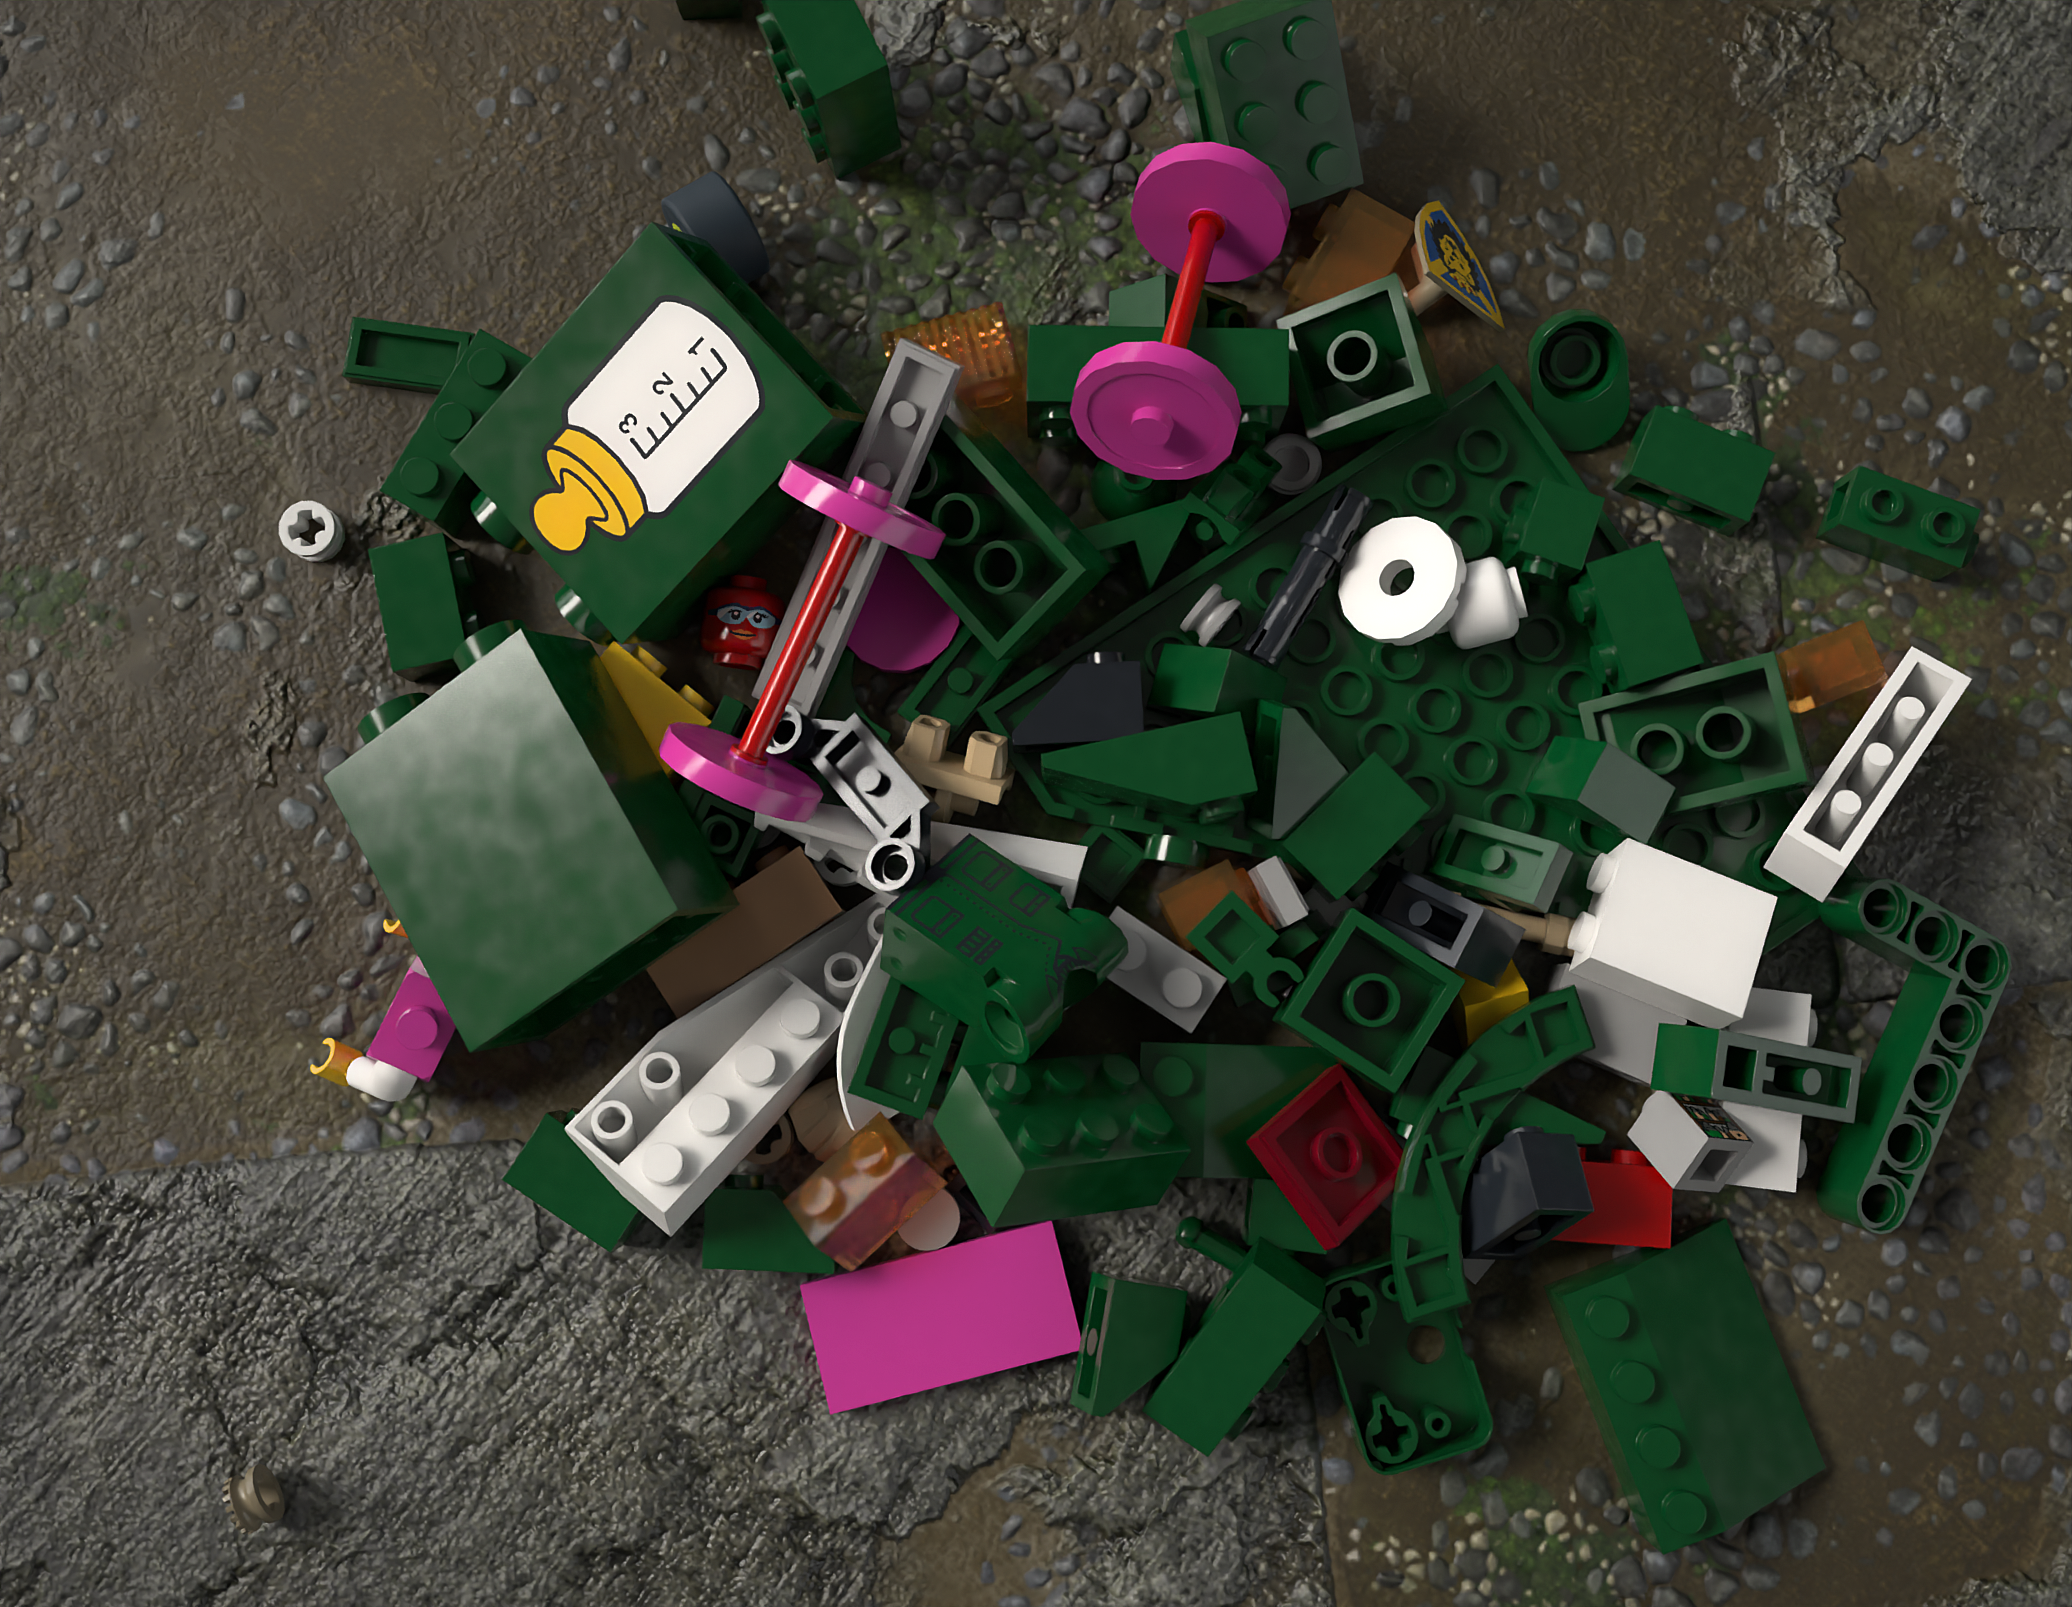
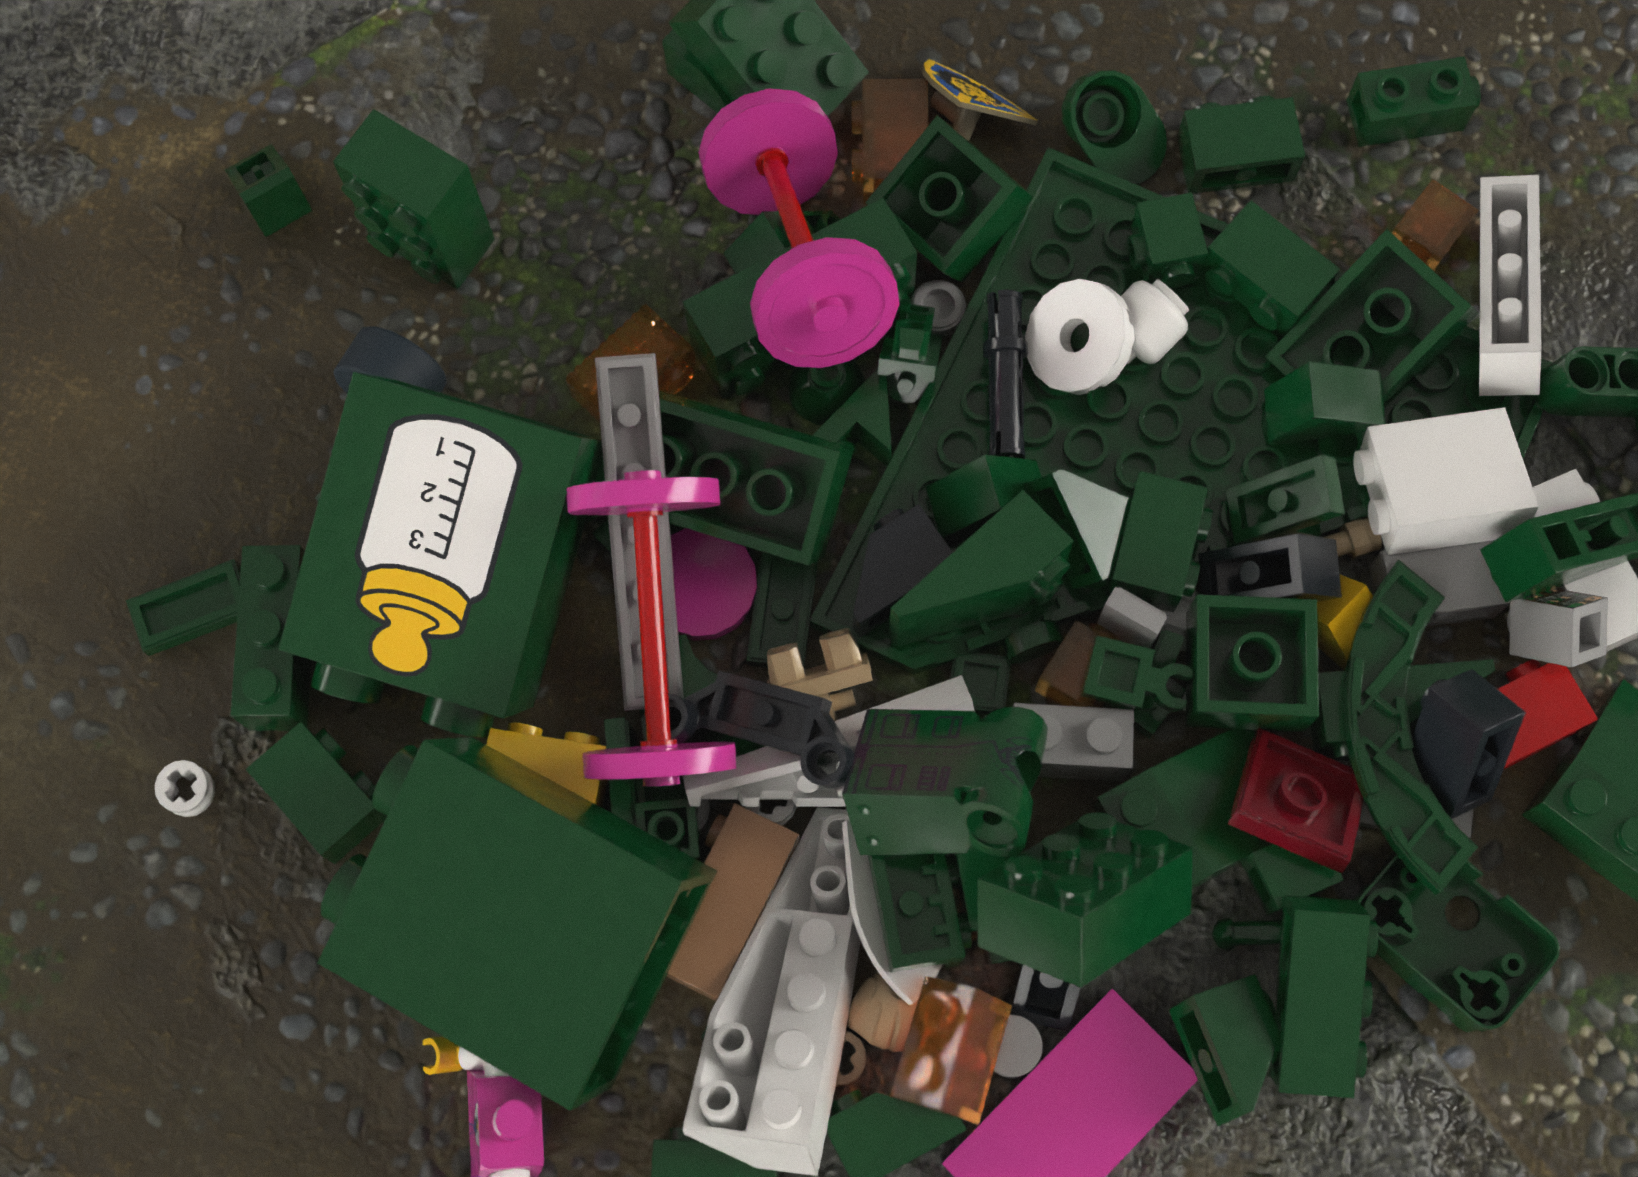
camera: 30 degrees left, 10 degrees down
(740, 623) = (583, 660): red head -> none
(1210, 615) = (949, 444): light grey bush -> none

